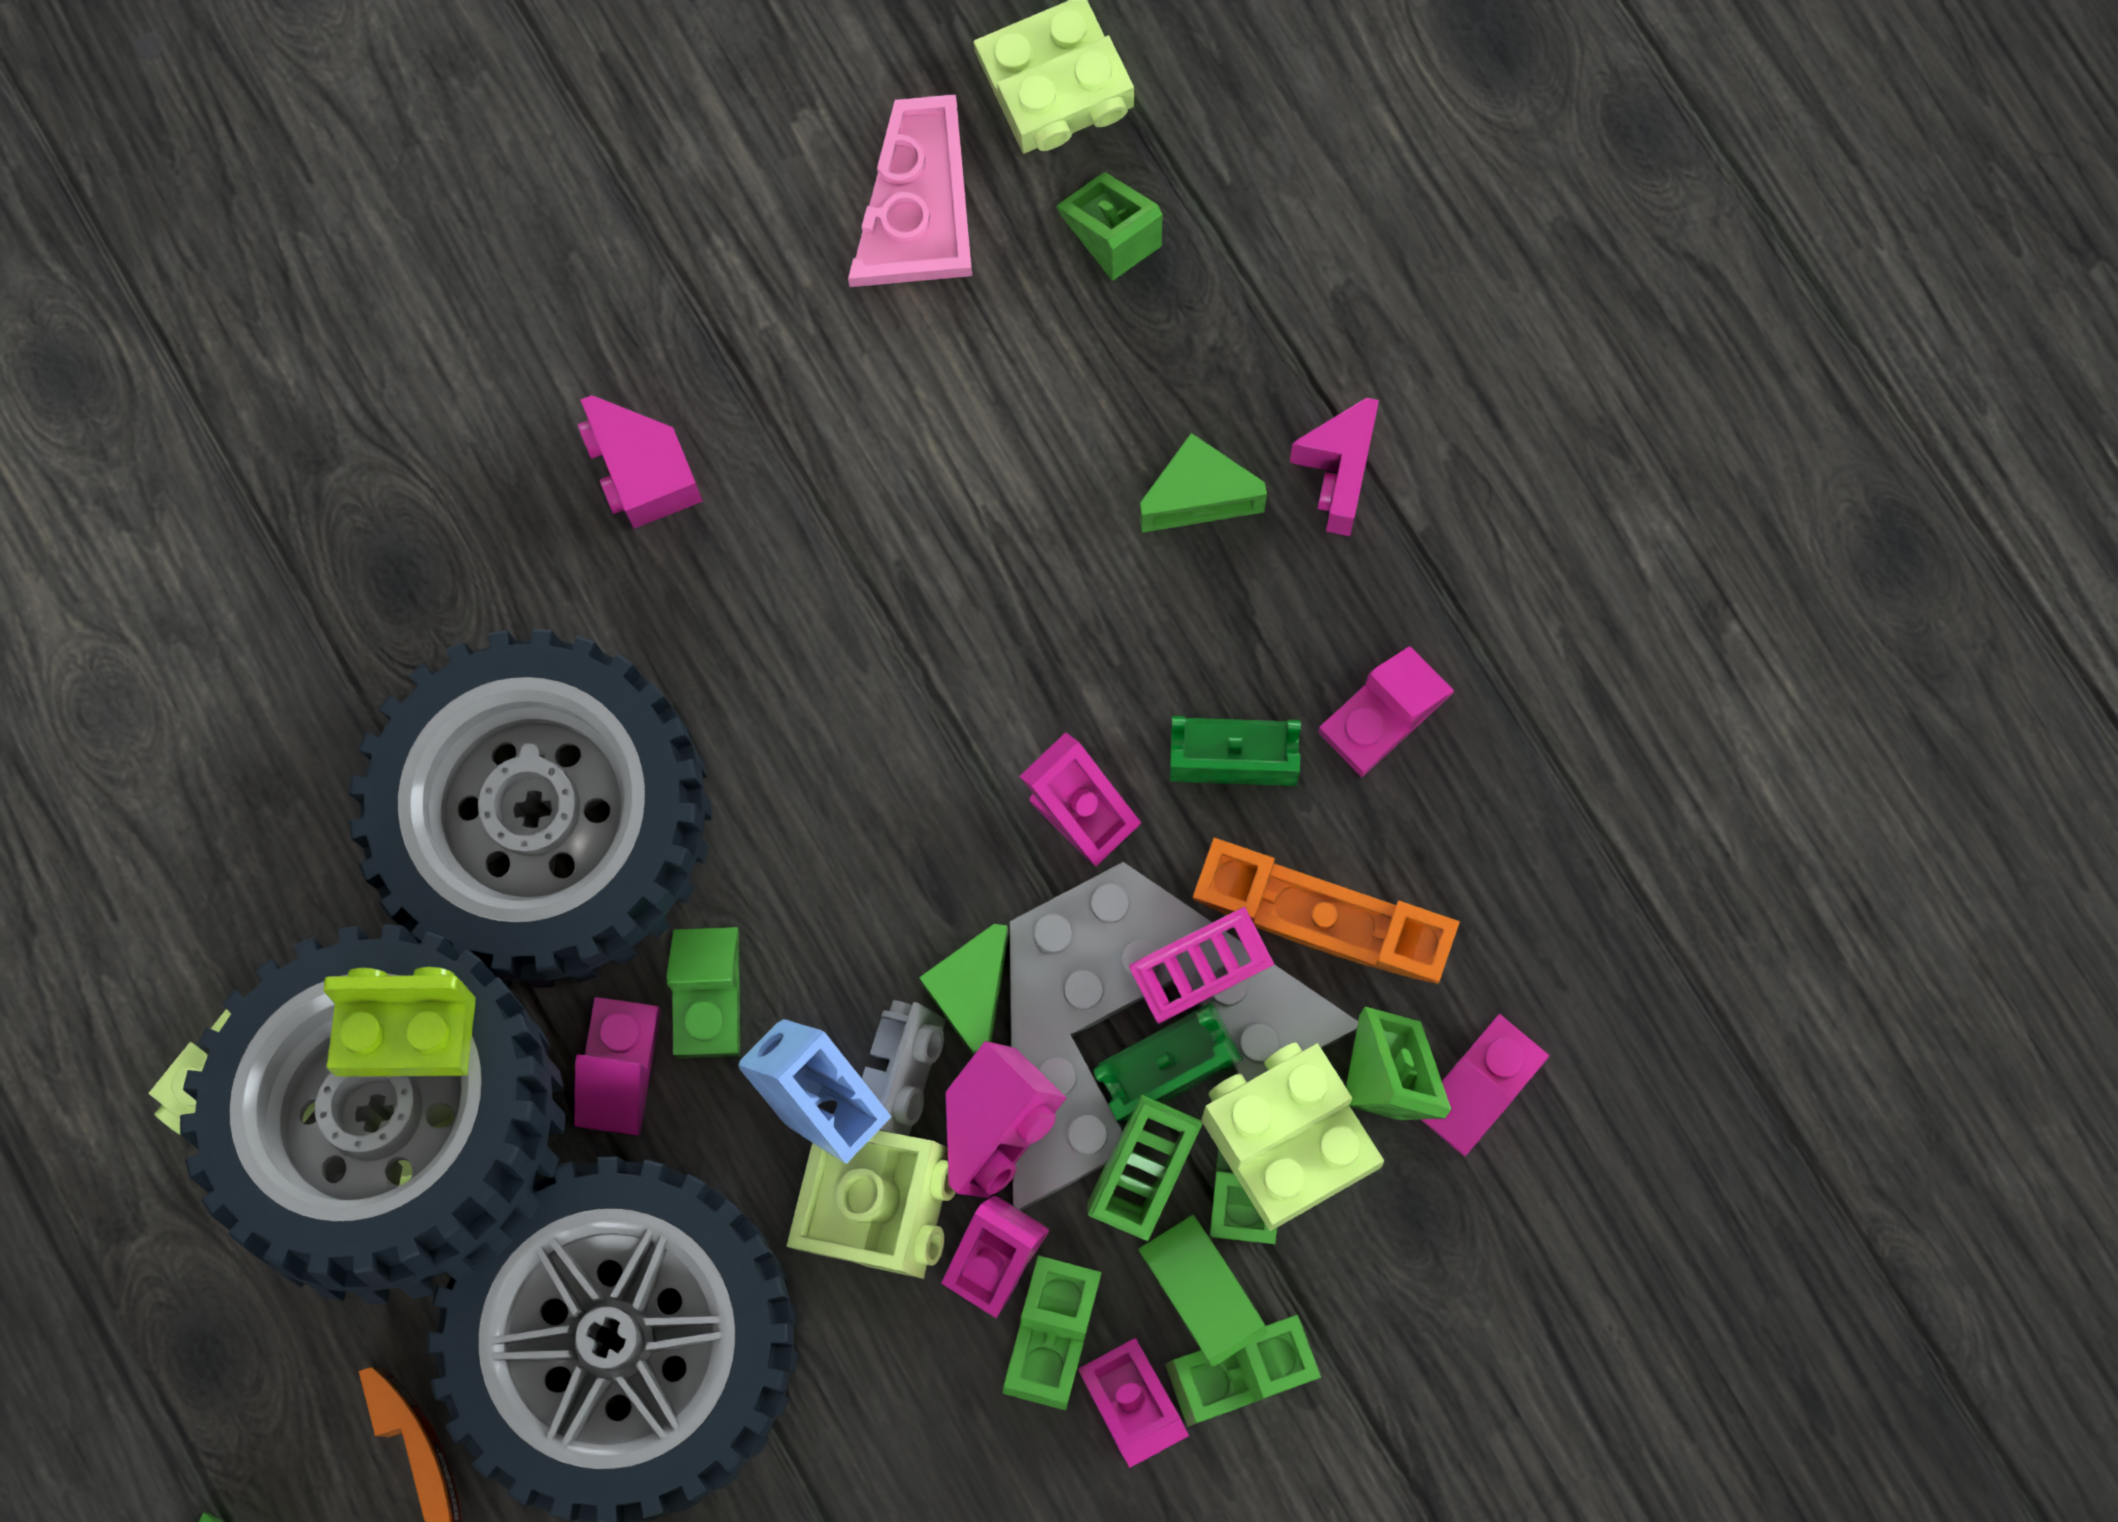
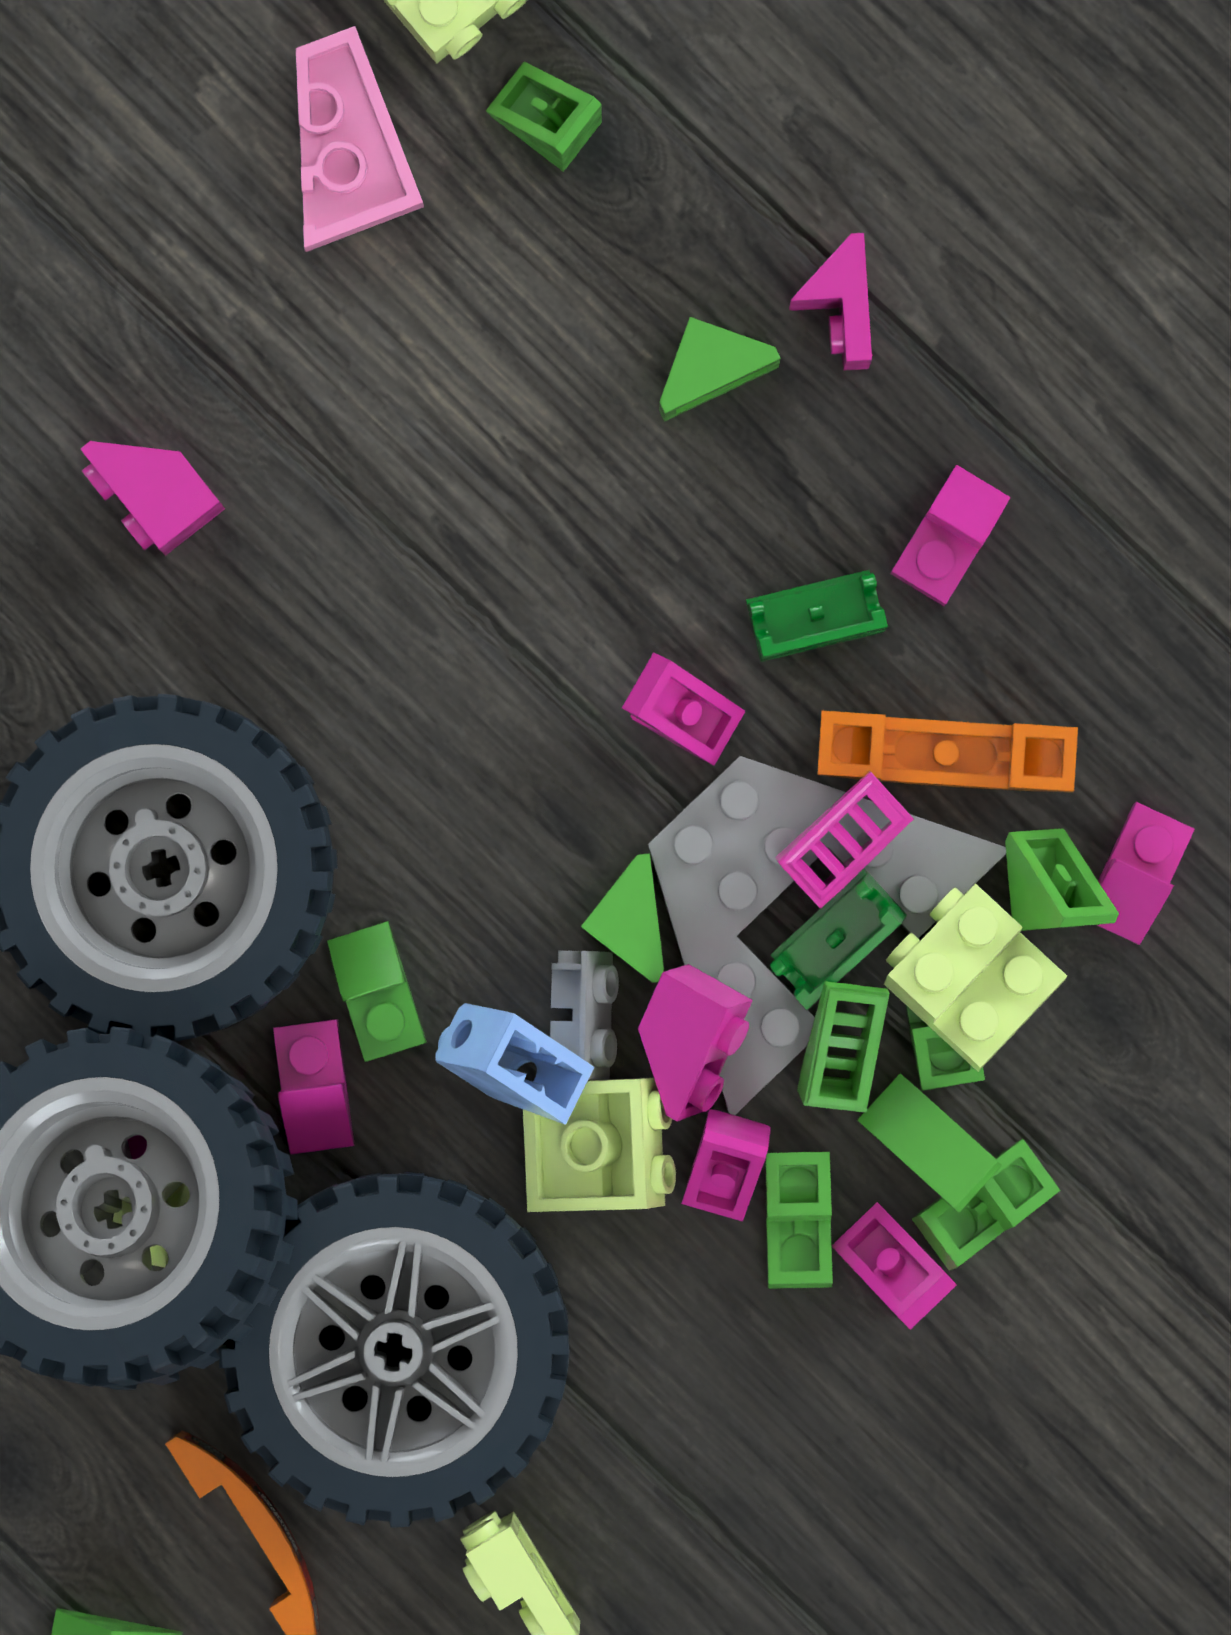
camera: 20 degrees left, 10 degrees up
(399, 1023) = (119, 1126): lime bracket -> none

